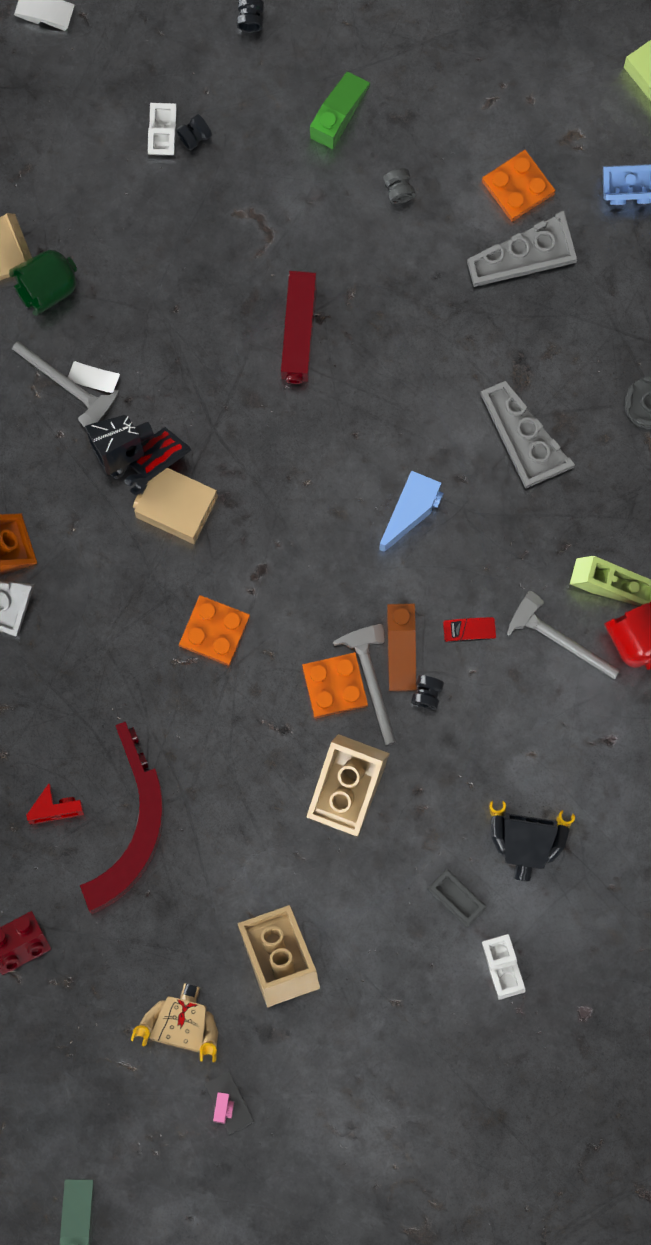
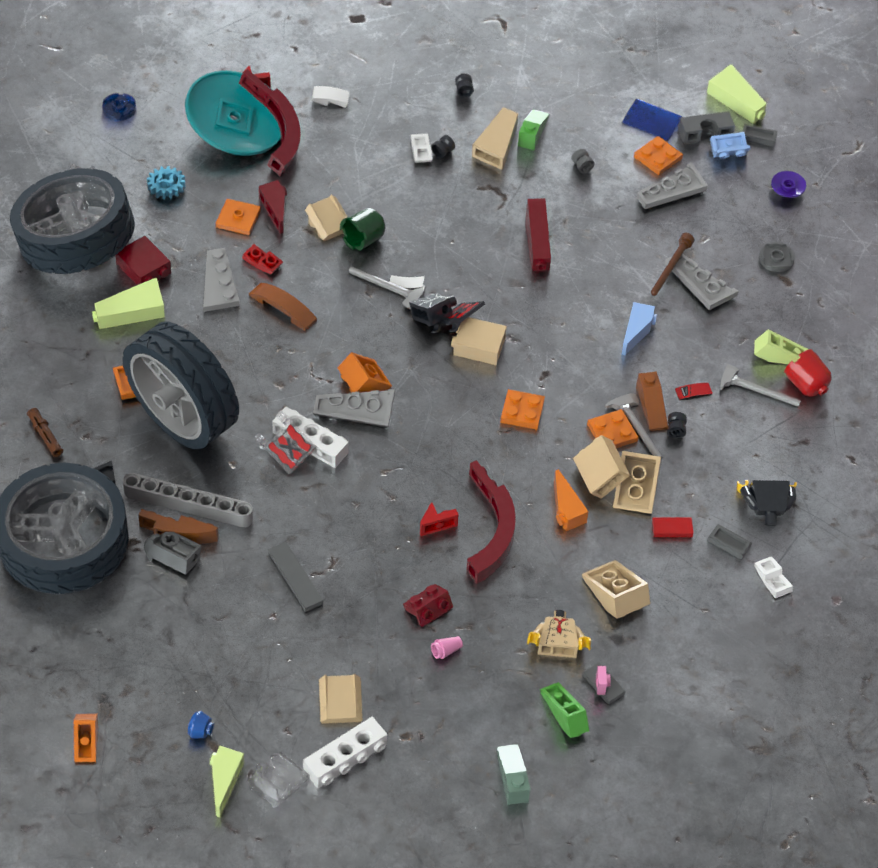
camera: 15 degrees left, 25 degrees down
(27, 1015) = (444, 647): none -> bright pink cone
(165, 1139) = (566, 709): none -> bright green slope
(240, 809) = (569, 508): none -> orange slope
(277, 128) = (496, 139): none -> tan slope
(298, 757) = (601, 466): none -> tan brick
(382, 863) = (672, 527): none -> red tile
(516, 365) = (685, 242): none -> reddish brown piece
(525, 112) = (651, 119): none -> clear blue piece
(623, 137) = (691, 127): none -> dark grey arch

